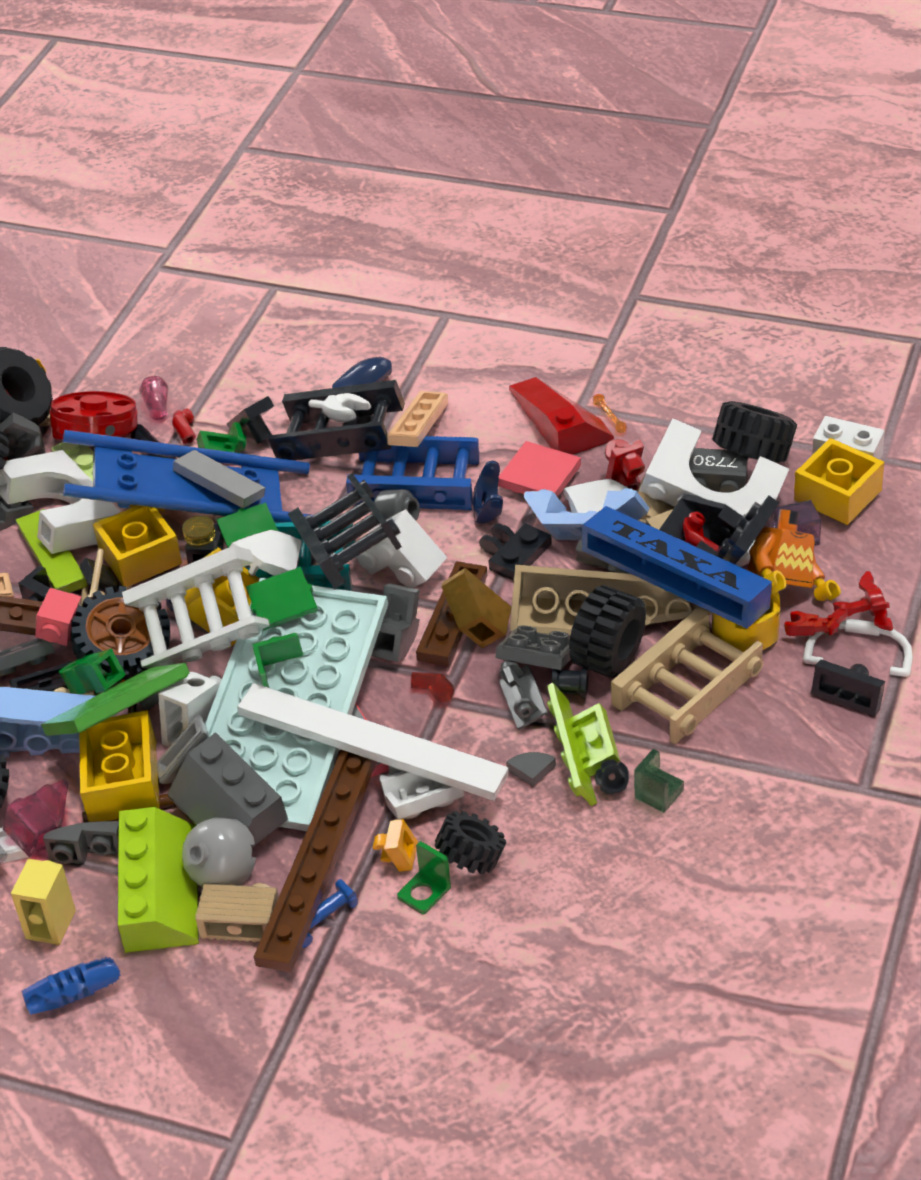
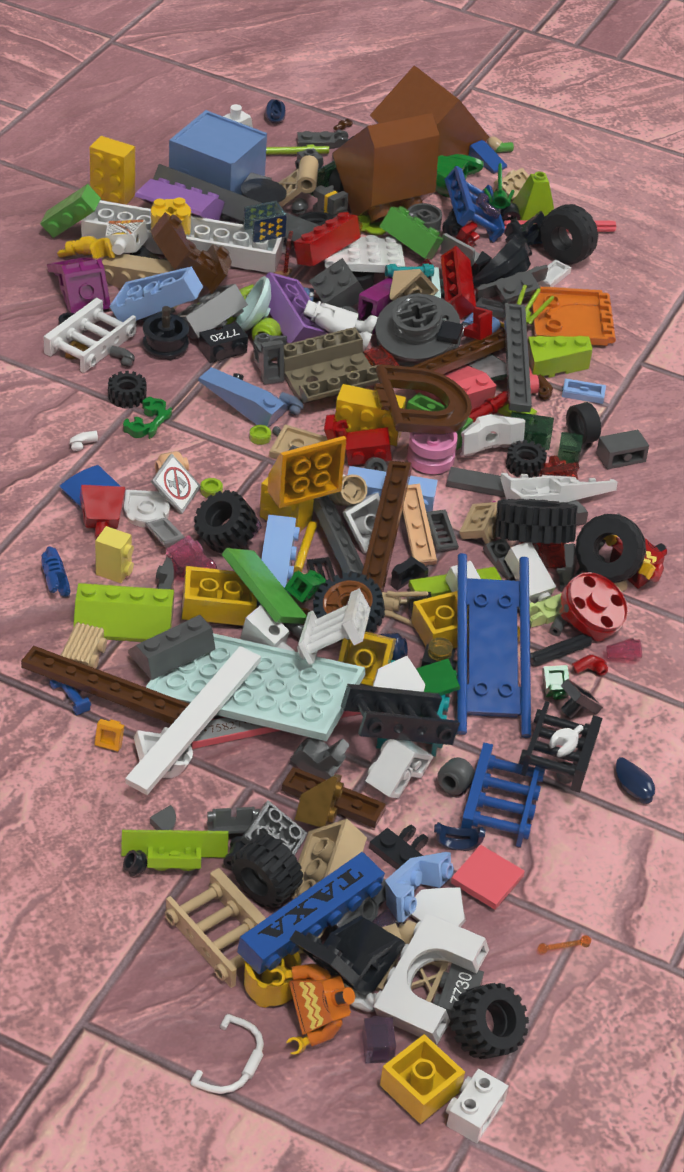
camera: 90 degrees right, 0 degrees up
(56, 616) = (362, 563): coral brick -> none
(173, 758) = (227, 630): light grey tile -> none
(218, 478) = (487, 658): light grey tile -> none
(219, 852) = (123, 632): light grey cylinder -> none
(276, 650) = (281, 662): green bracket -> none
(282, 598) = (337, 674): green piece -> none
(418, 419) = (560, 800): light nougat tile -> none
(432, 874) = (81, 747): green bracket -> none
(435, 683) = (264, 780): clear red arm -> none
(470, 842) = (104, 755): black tyre -> none
(559, 419) = (556, 904): red wedge -> none
(625, 462) = (484, 922): red hips -> none
(655, 785) = (120, 885): clear green panel -> none
(694, 531) = (364, 943): red arm -> none
(808, 624) = (266, 1067): red piece -> none
(848, 686) = (182, 1030): black tile -> none

